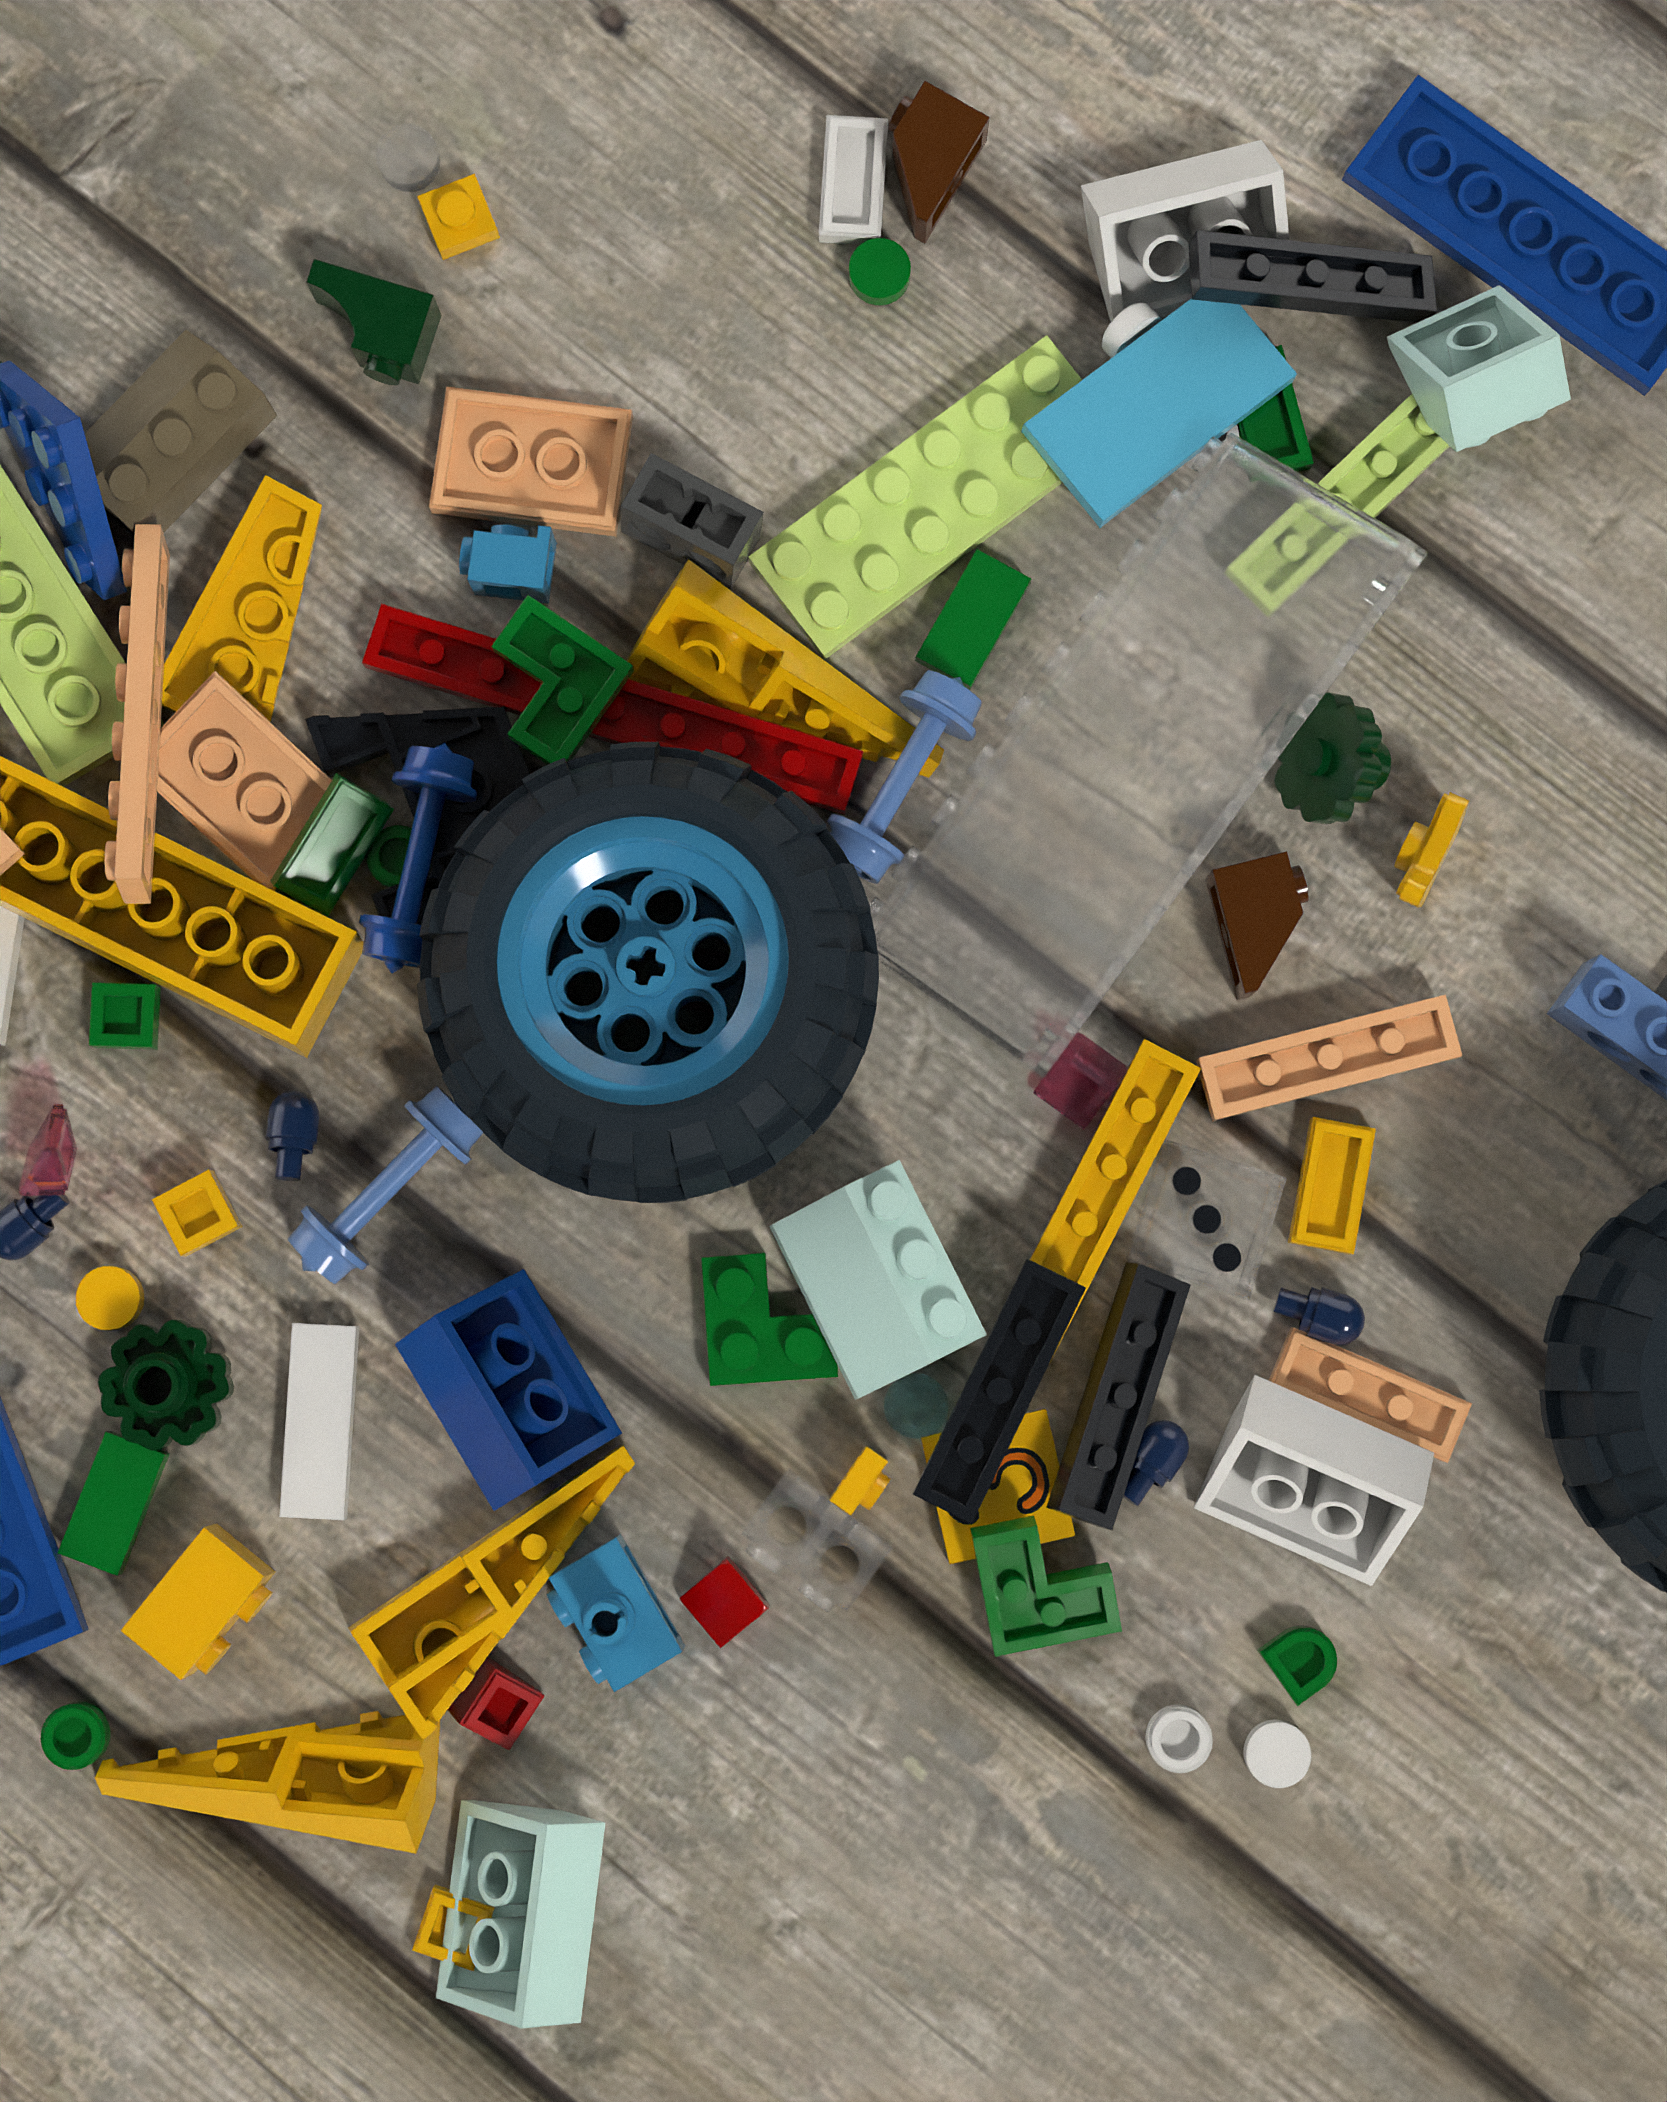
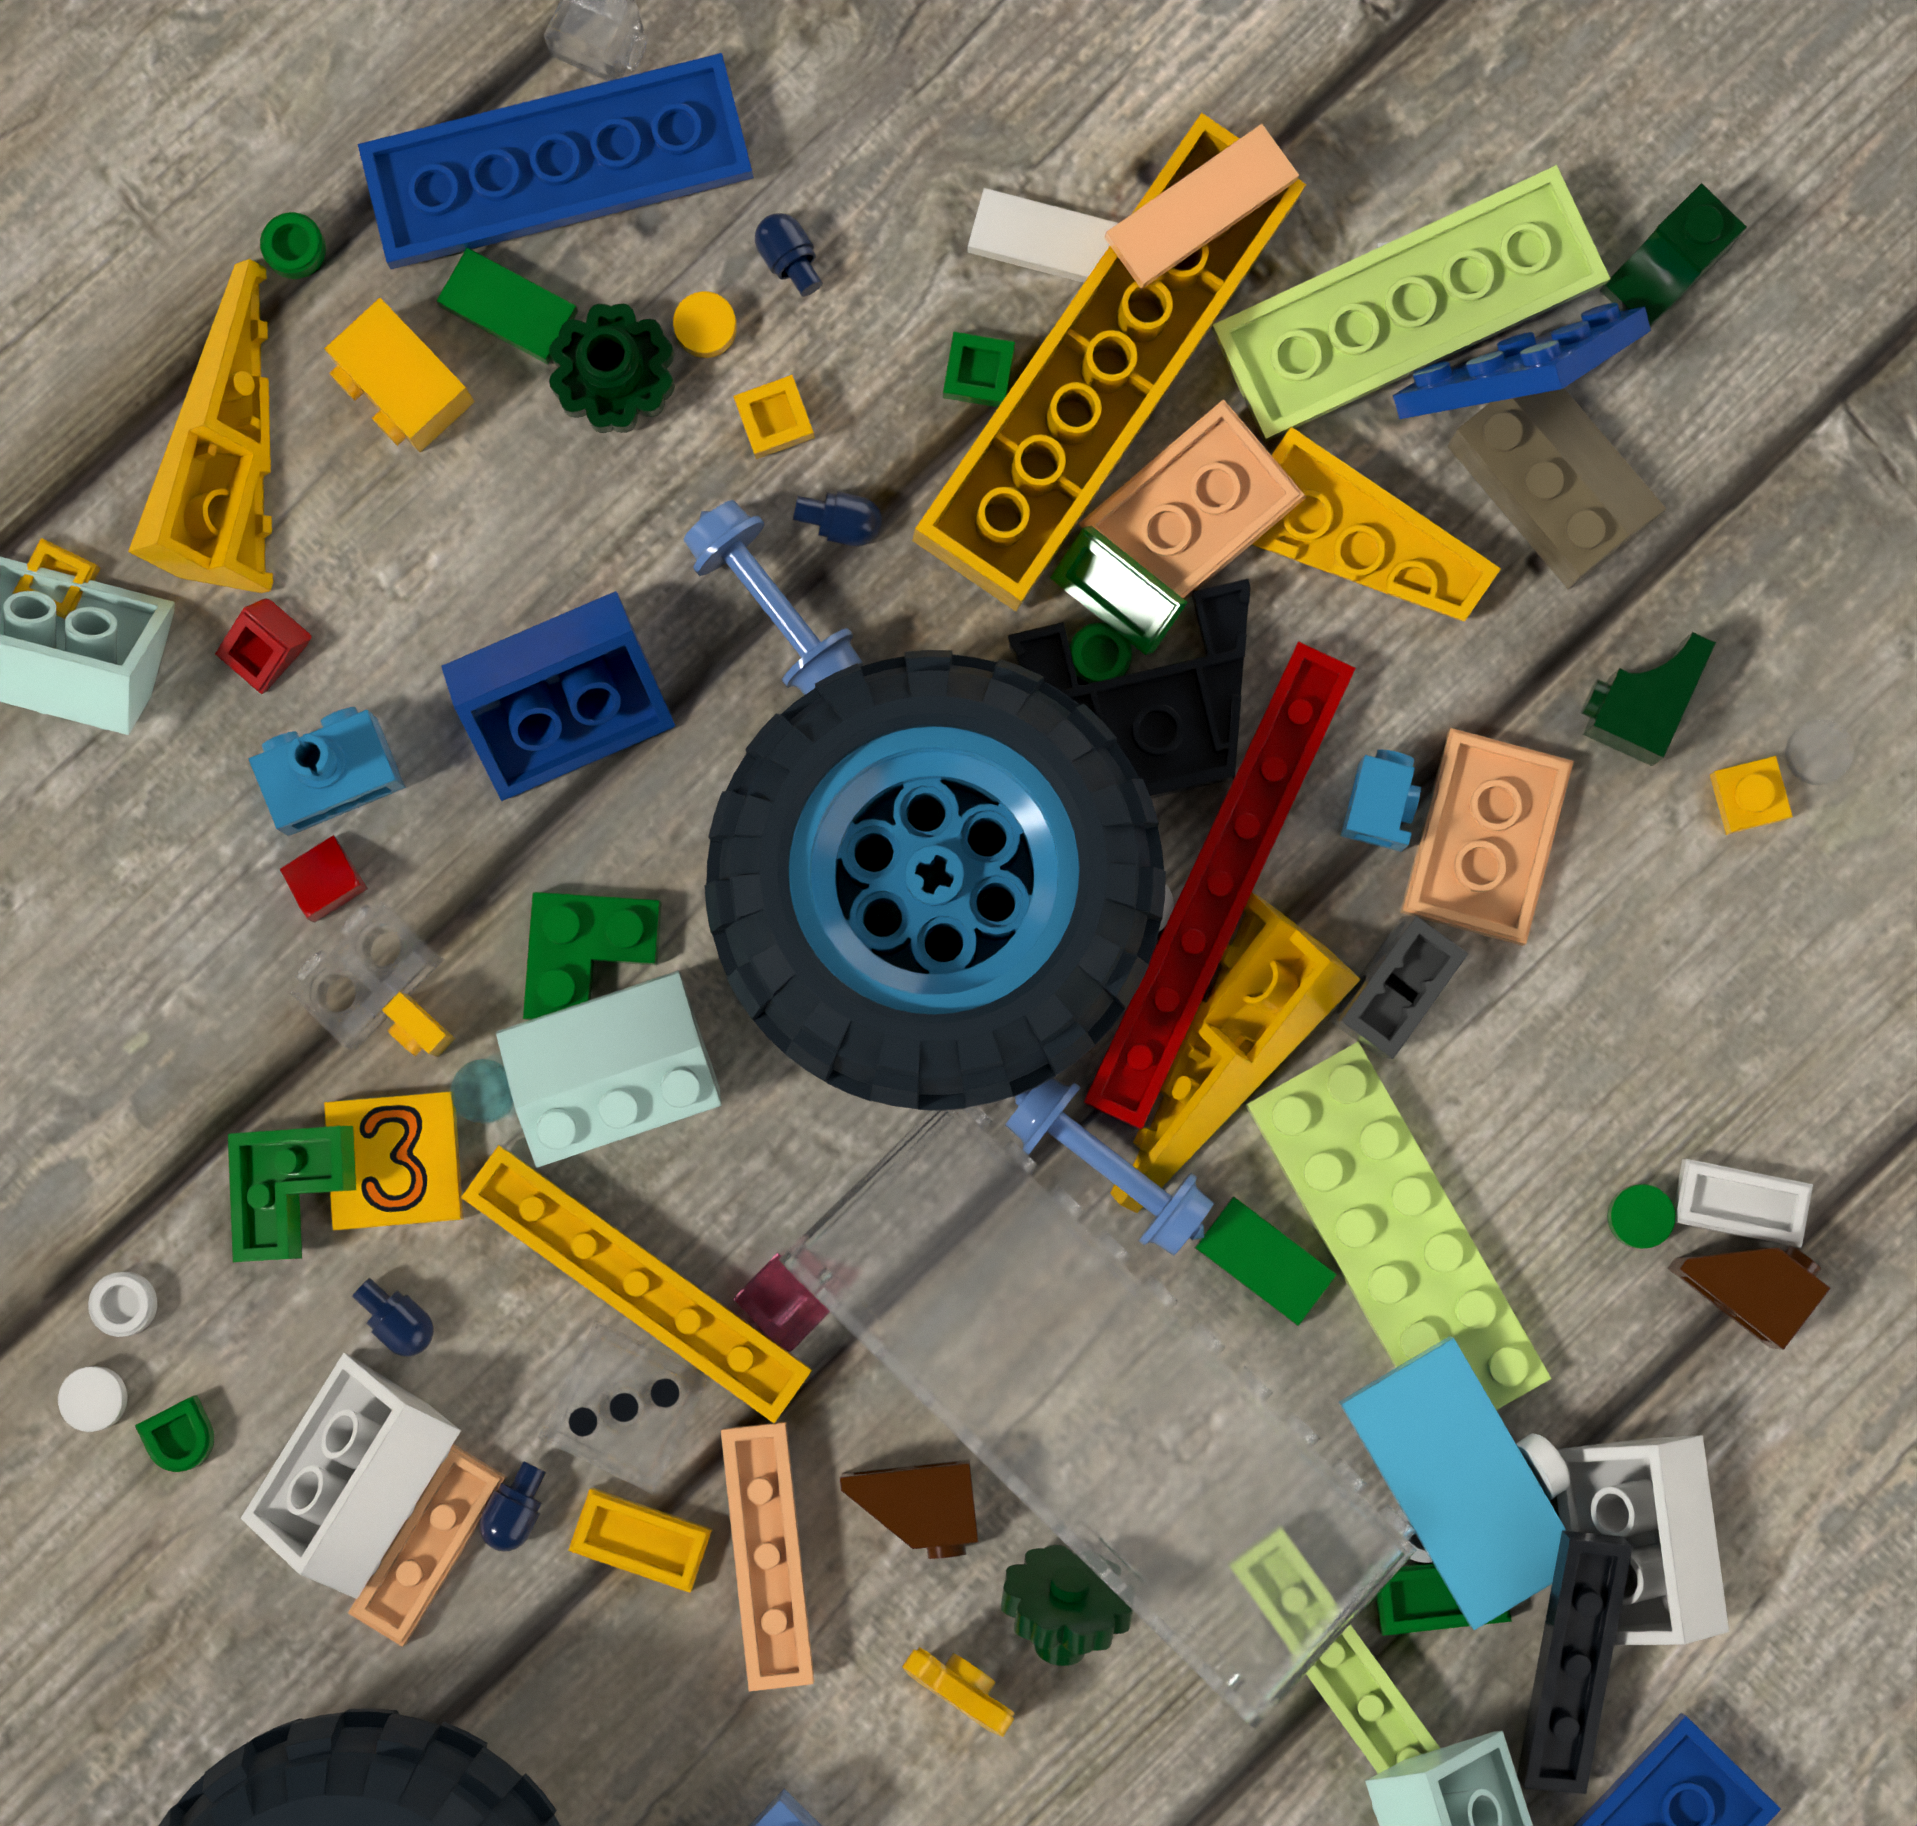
camera: 100 degrees right, 0 degrees up
(50, 1156) = (847, 282): clear pink slope -> none
(138, 736) = (1242, 411): light nougat plate -> none
(319, 1421) = (556, 510): white tile -> none
(437, 777) = (1166, 699): blue piece -> none
(450, 1620) = (345, 612): yellow wedge -> none
(576, 680) = (1245, 850): green plate -> none
(998, 1391) = (481, 1172): black plate -> none
(1118, 1395) = (461, 1292): black plate -> none

